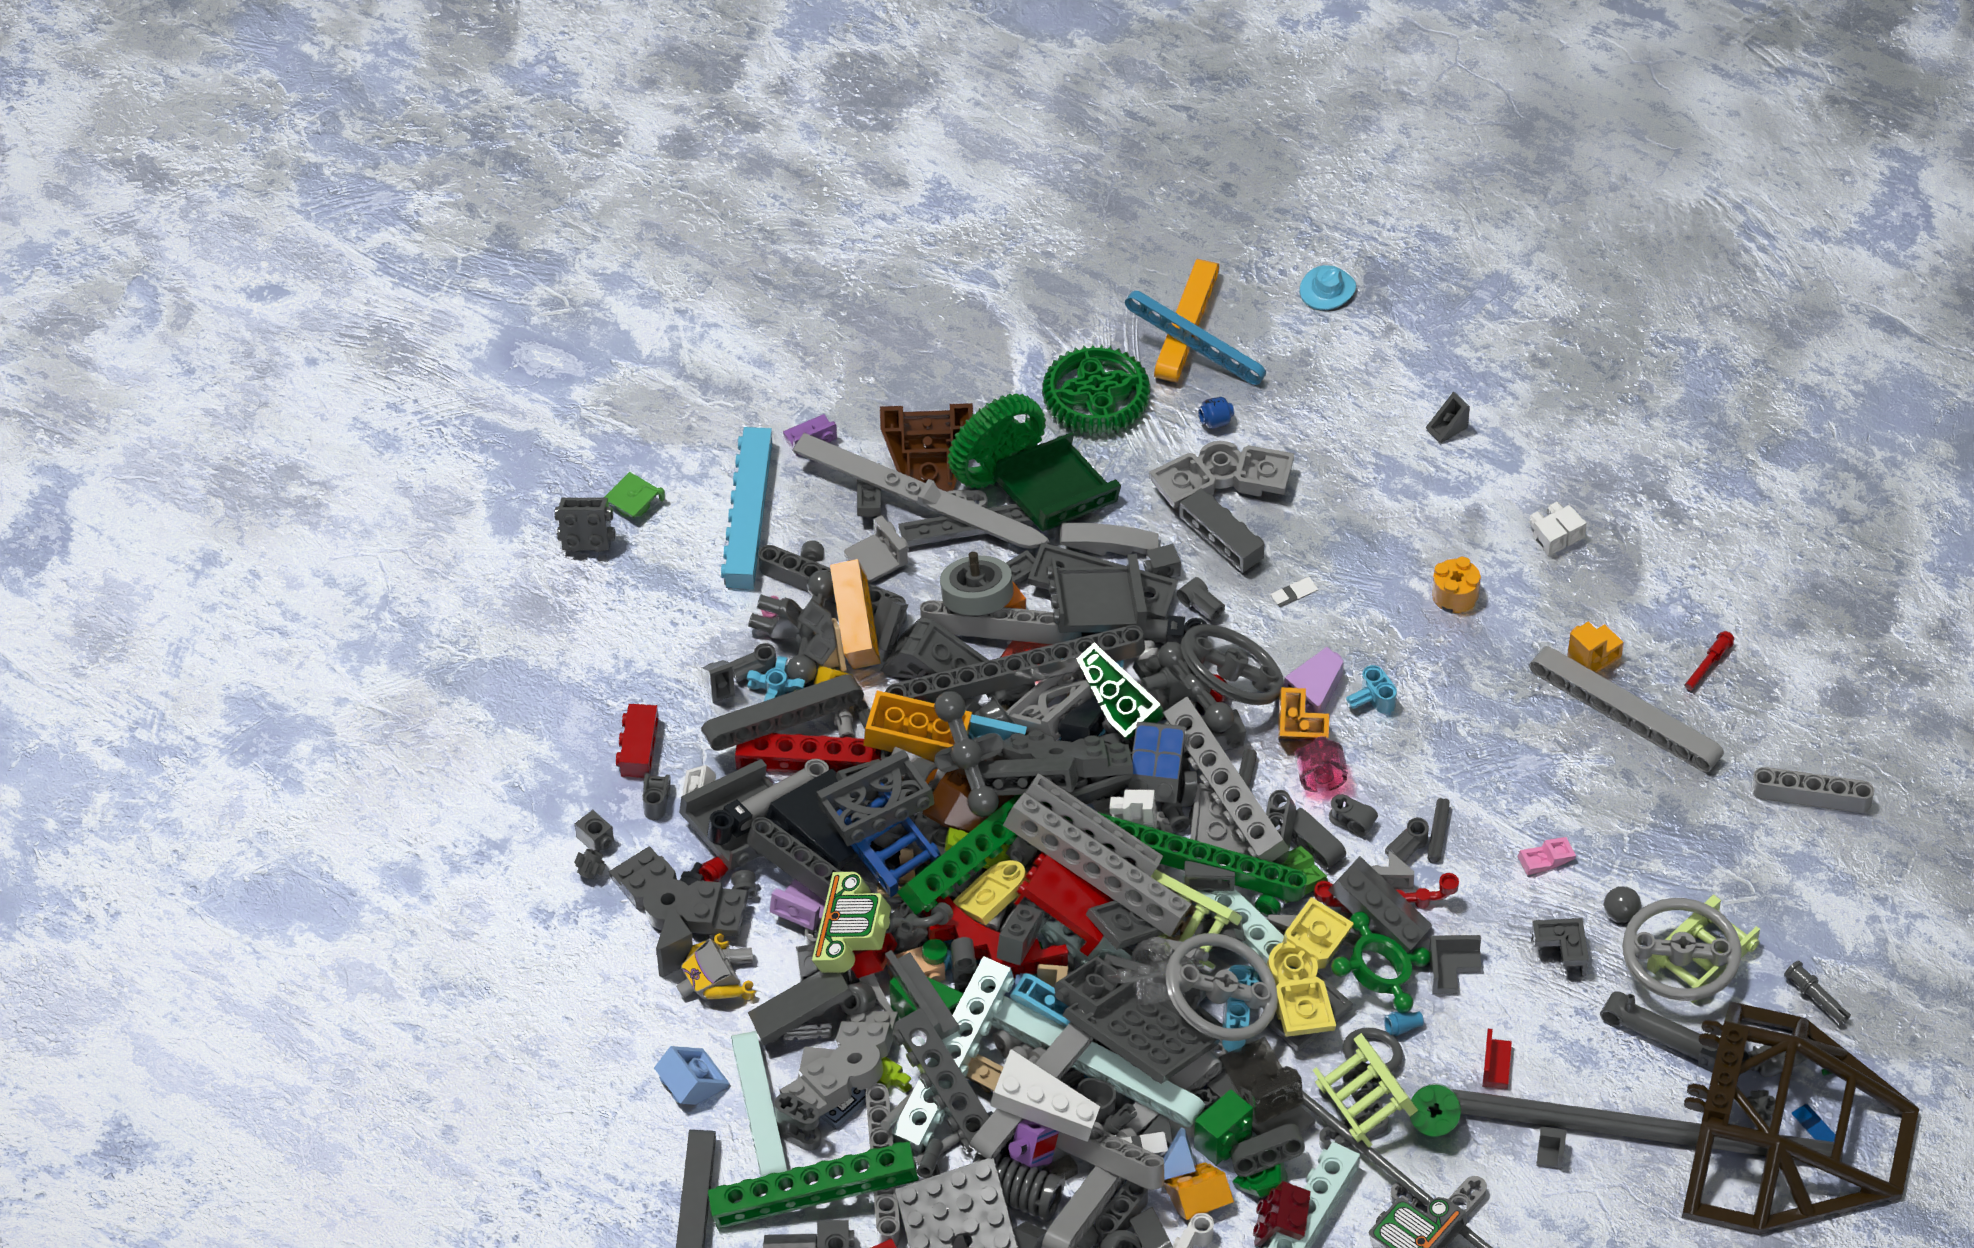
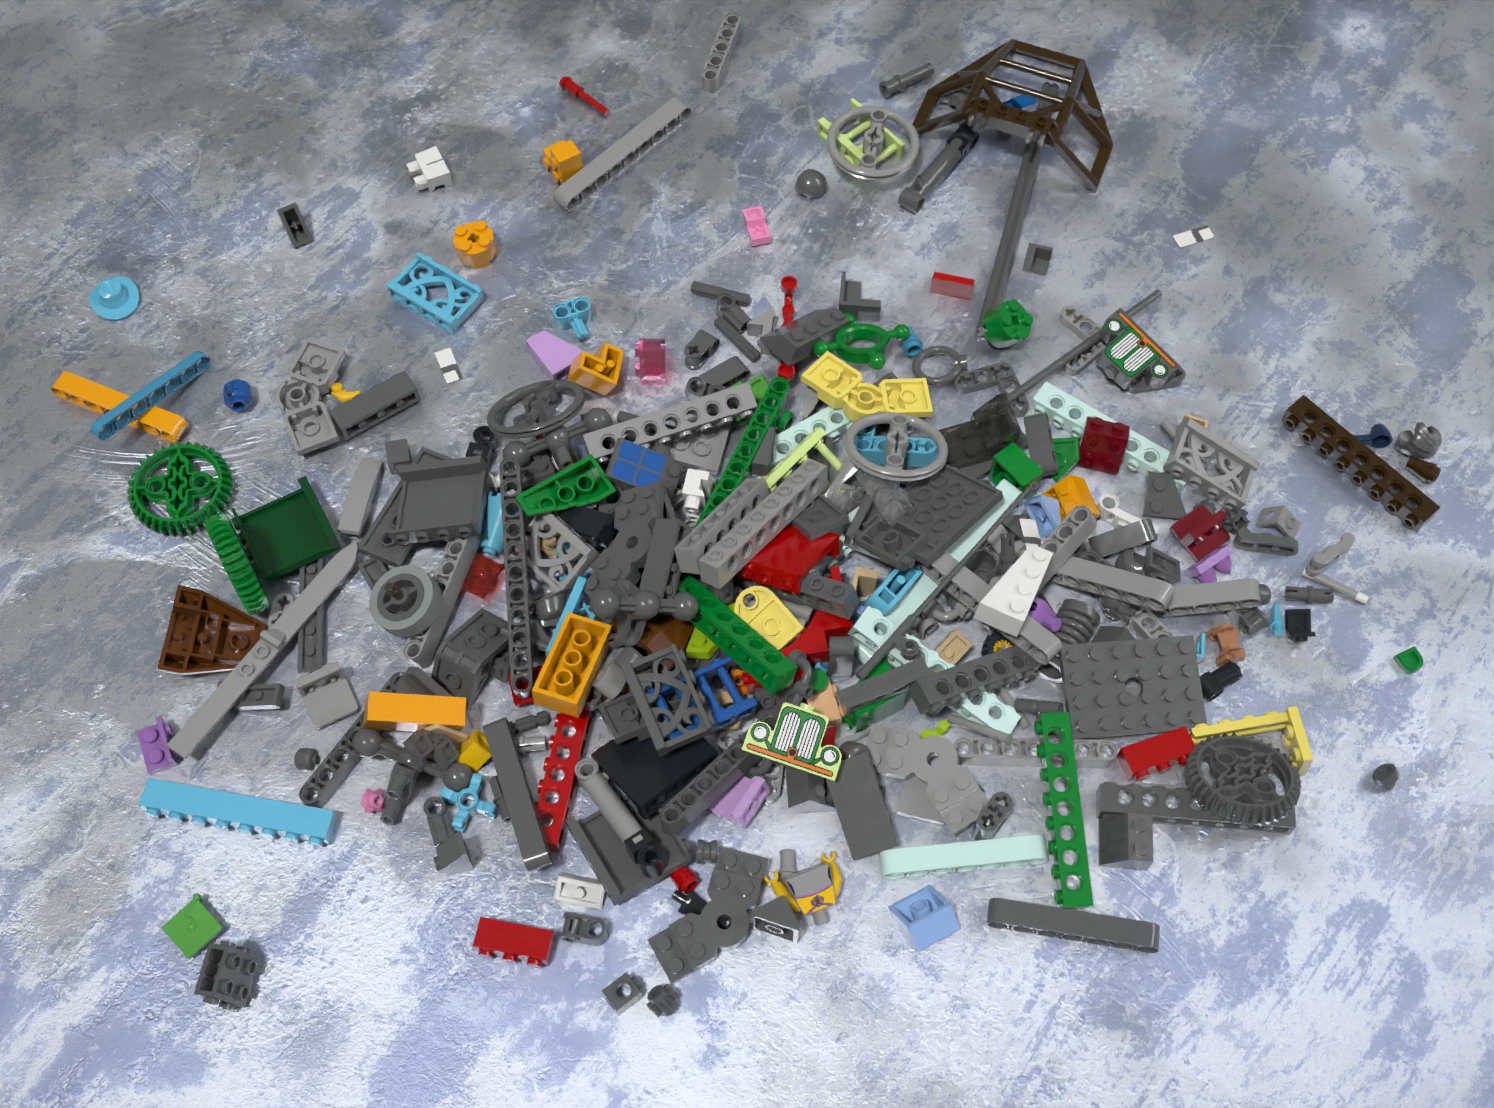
camera: 85 degrees left, 10 degrees up
(965, 1011) = (897, 638): none -> dark grey piece
(1197, 595) = (441, 435): dark grey piece -> none
(1236, 503) = (341, 394): none -> yellow arm
(1377, 532) = (436, 275): none -> medium azure fence
(1377, 851) = (737, 339): none -> dark grey axle
(1387, 1085) = (973, 352): yellowish green fence -> none
(1568, 935) = (847, 214): dark grey panel -> none

